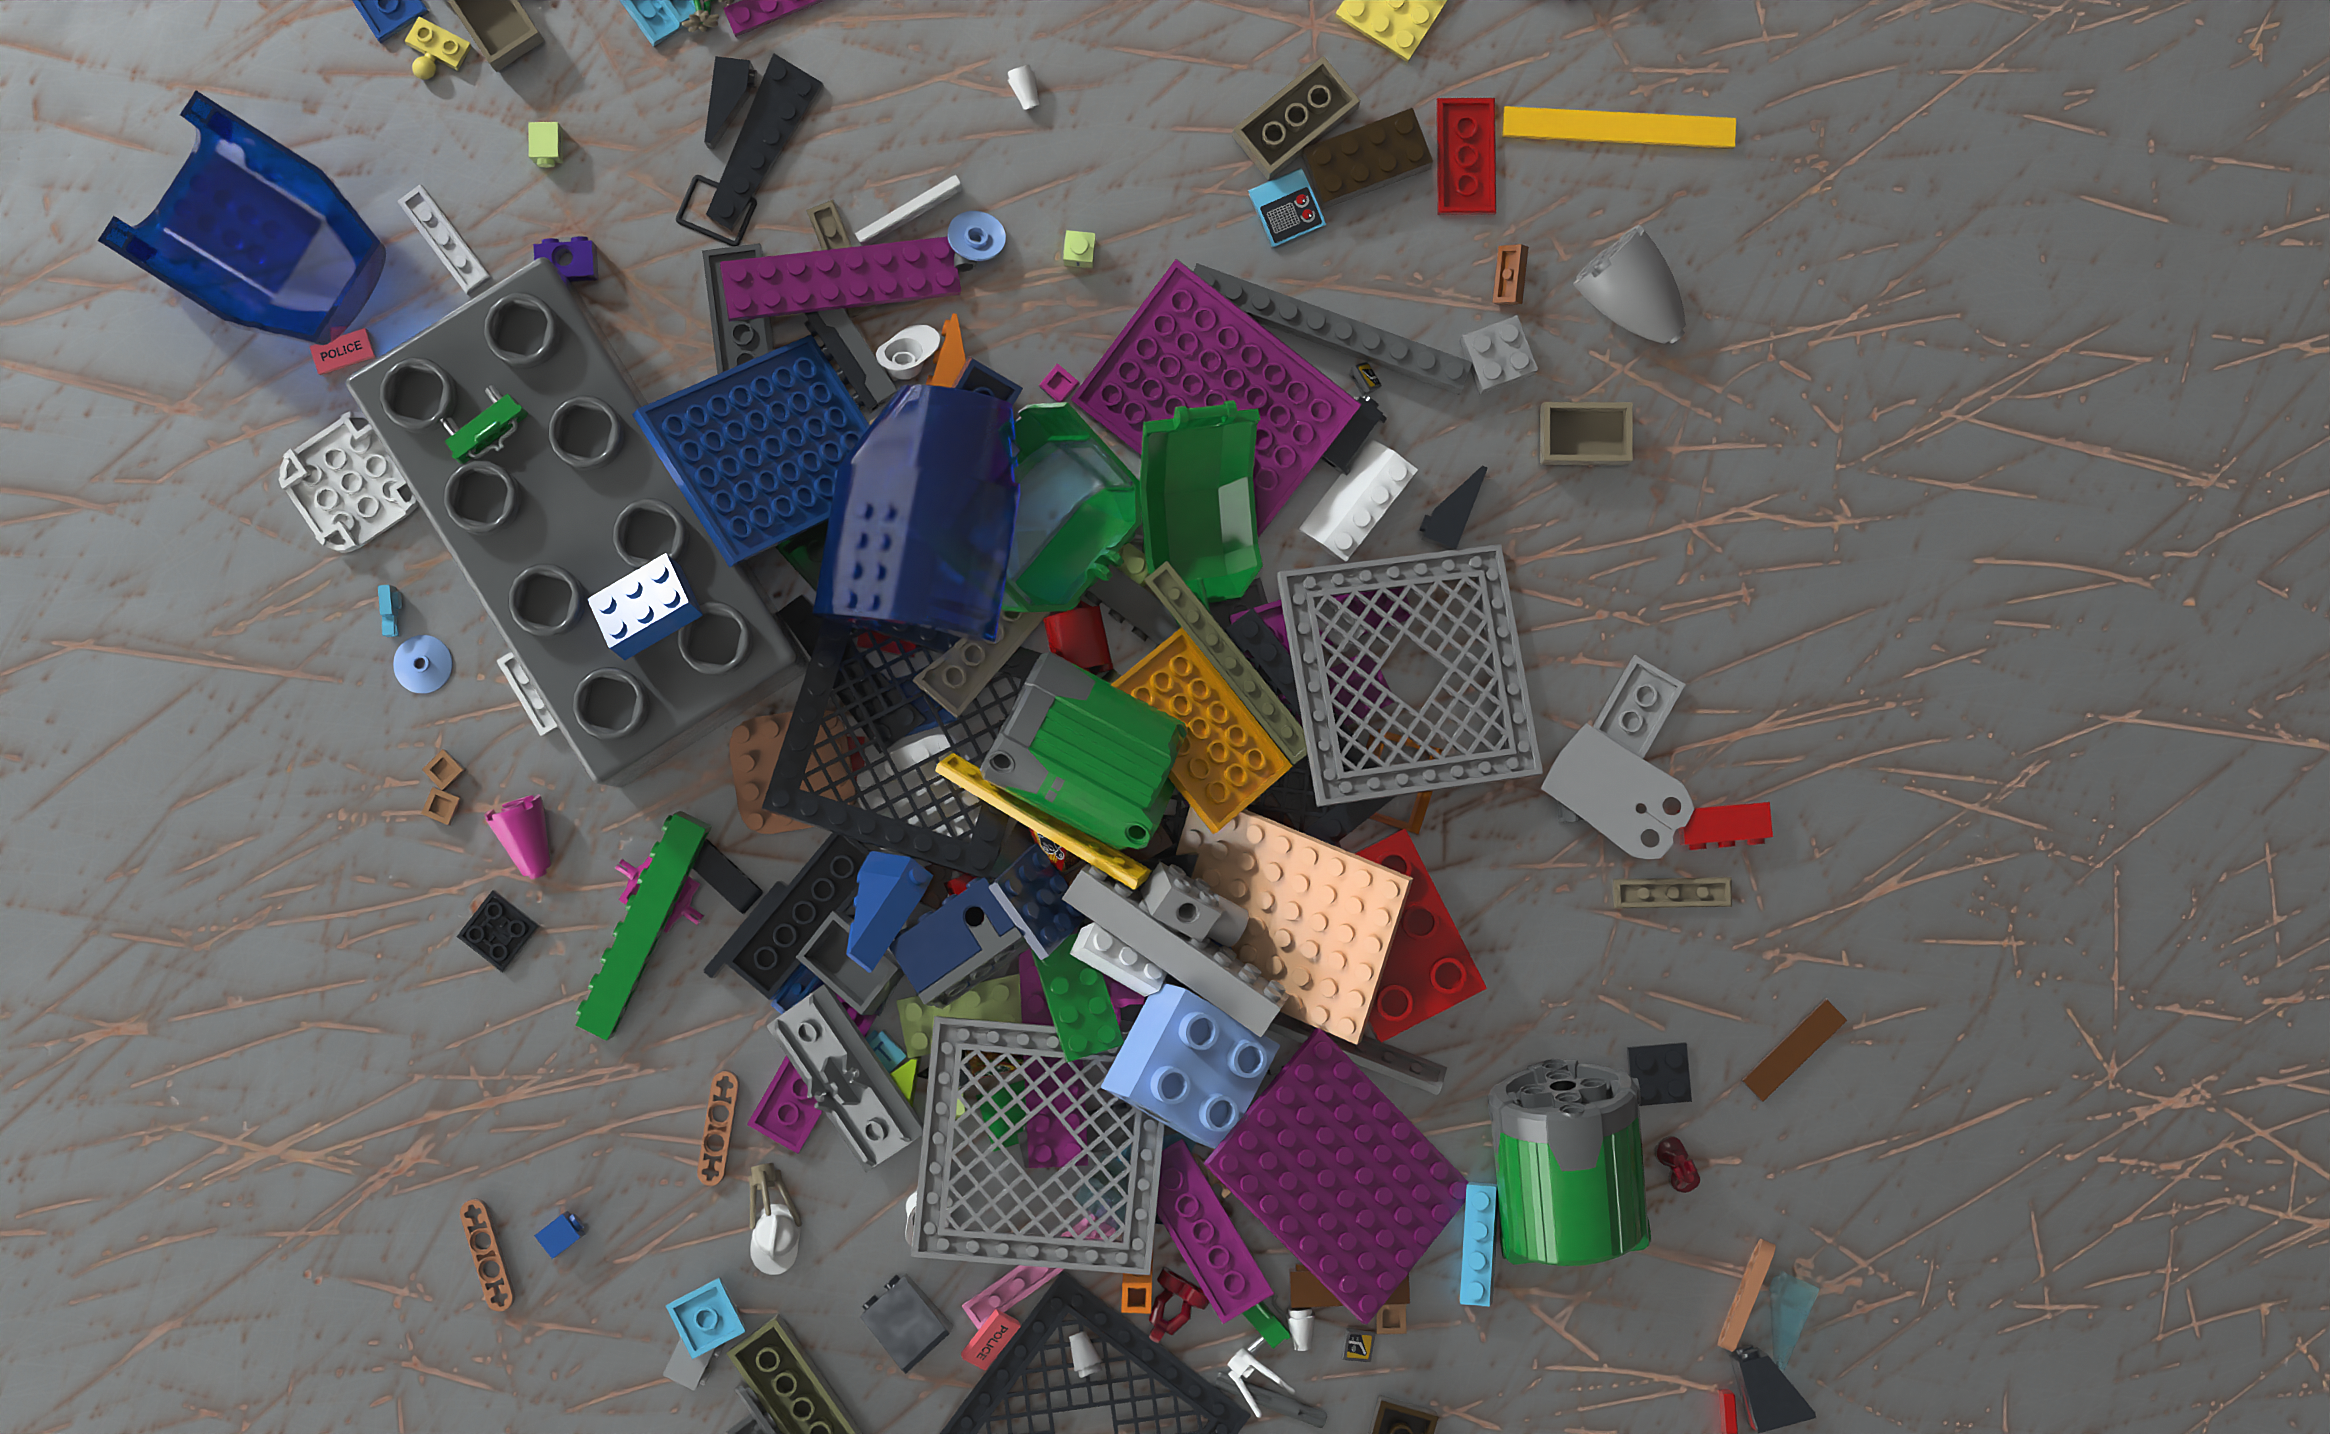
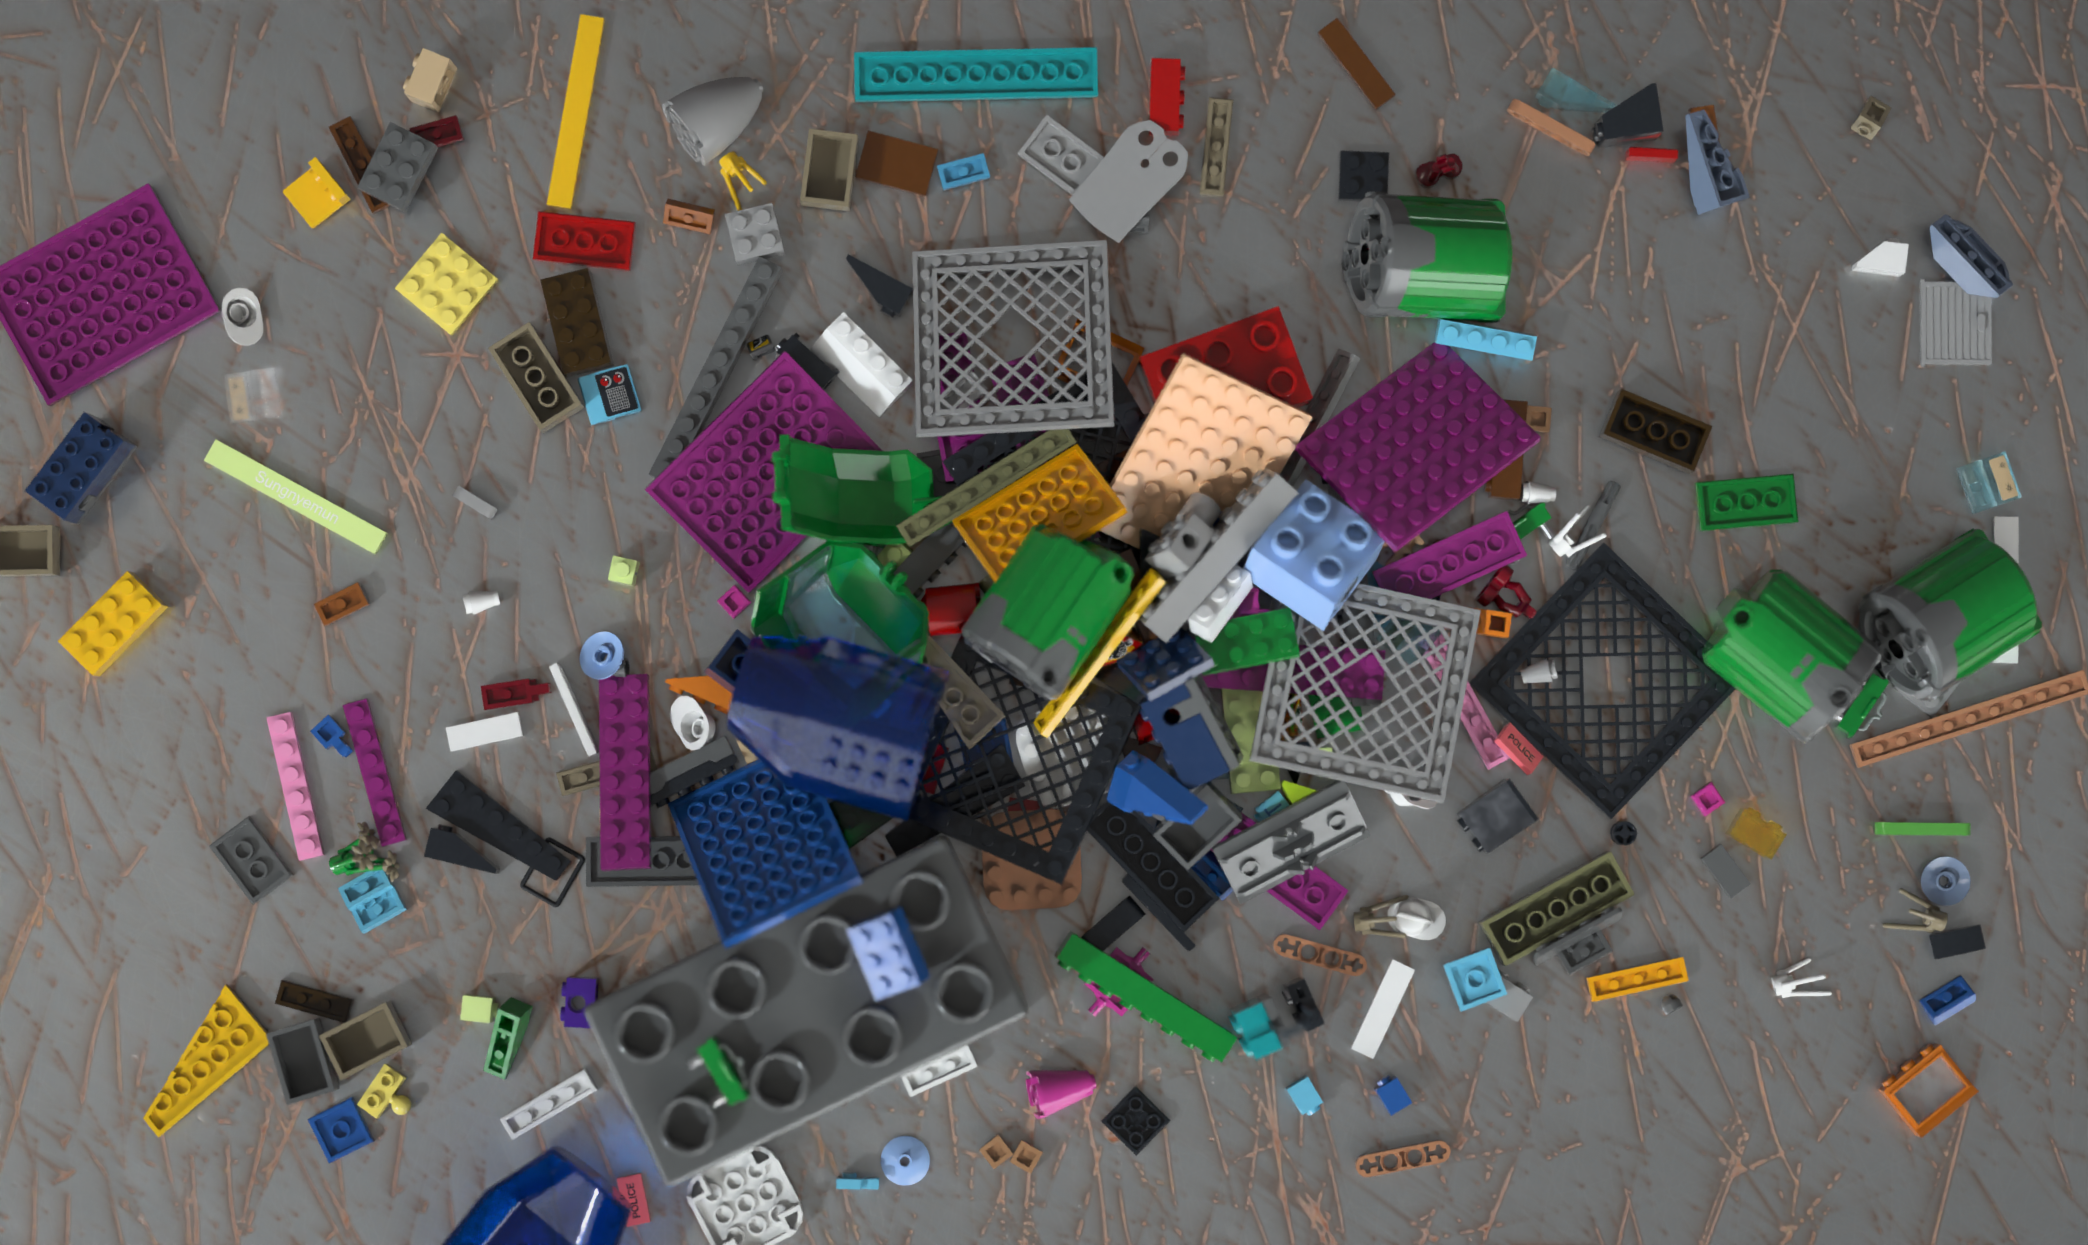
camera: 85 degrees left, 0 degrees up
(517, 180) = (507, 1036): none -> green slope
(548, 1129) = (1304, 1096): none -> medium azure brick
(618, 1067) = (1261, 1023): none -> piece
(662, 1210) = (1382, 1009): none -> white tile
(871, 111) = (484, 731): none -> white tile
(920, 137) = (513, 693): none -> dark red hinge
(1140, 65) = (474, 502): none -> light grey beam
(1358, 1345) = (1556, 448): slope -> none
(1577, 320) = (732, 165): none -> yellow plant
(1604, 513) = (896, 163): none -> reddish brown tile
(1604, 593) = (963, 171): none -> dark azure plate
(1723, 595) = (976, 74): none -> teal plate

